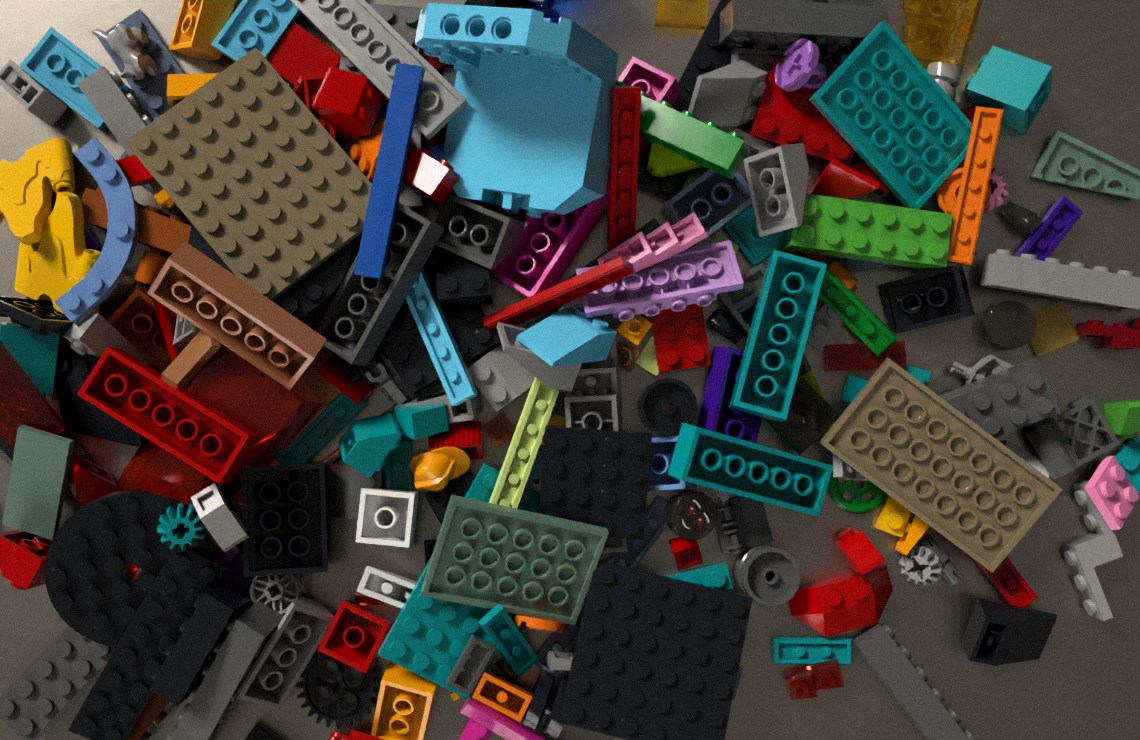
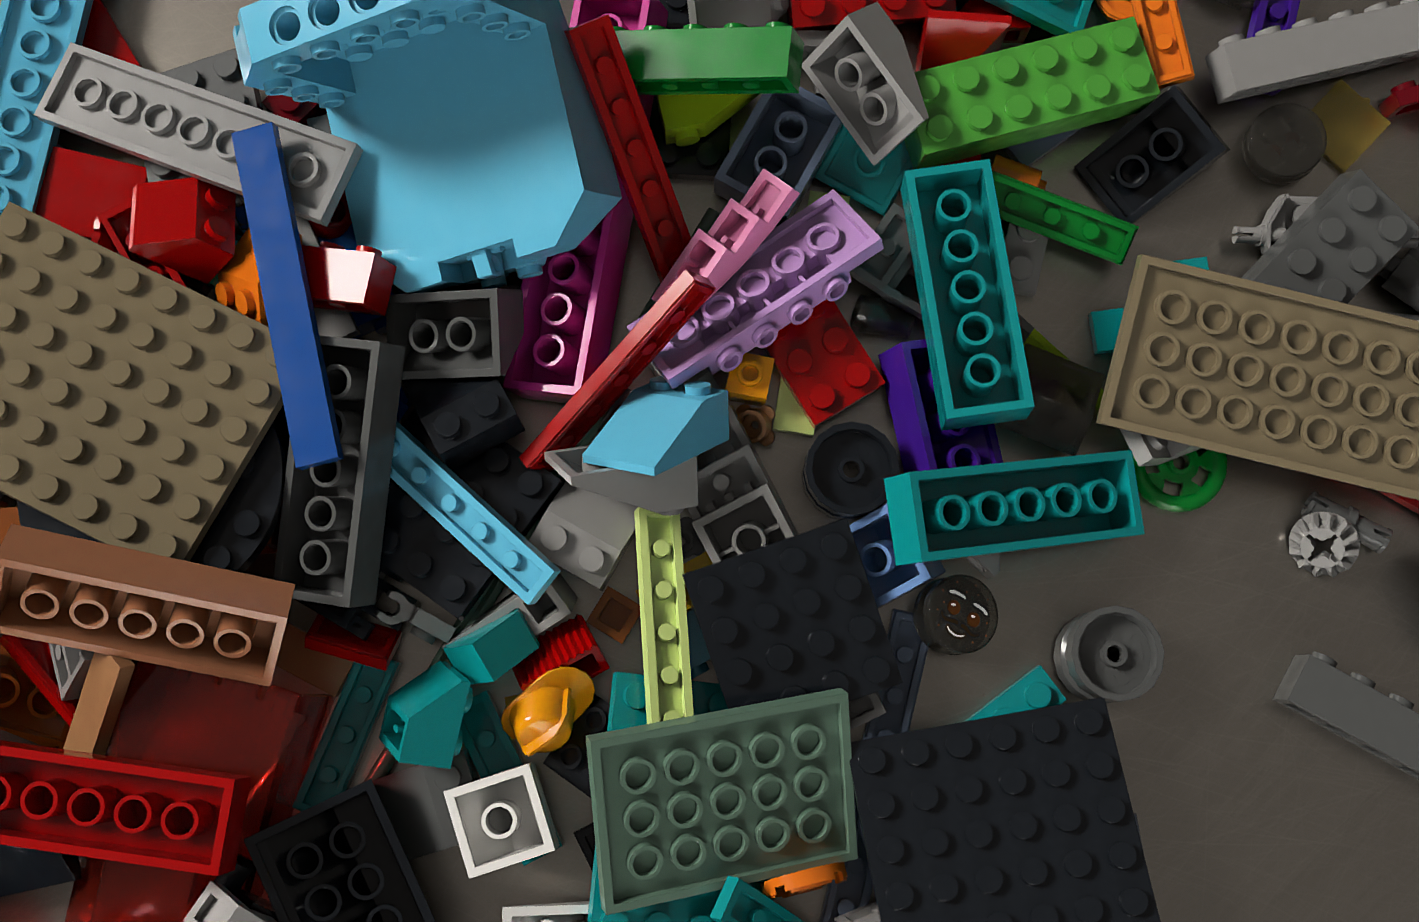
camera: 30 degrees left, 5 degrees down
(685, 552) = (973, 677): red slope -> none
(741, 524) = (1036, 597): dark grey hinge -> none
(811, 650) = (1224, 740): teal tile -> none
(819, 676) = (1239, 787): clear red slope -> none
(843, 601) = (1236, 646): red wedge -> none
(858, 551) = (1224, 560): red slope -> none
(860, 356) = (1094, 278): clear red plate -> none
(893, 517) = (1250, 488): yellow plate -> none
(913, 532) = (1288, 500): light orange slope -> none

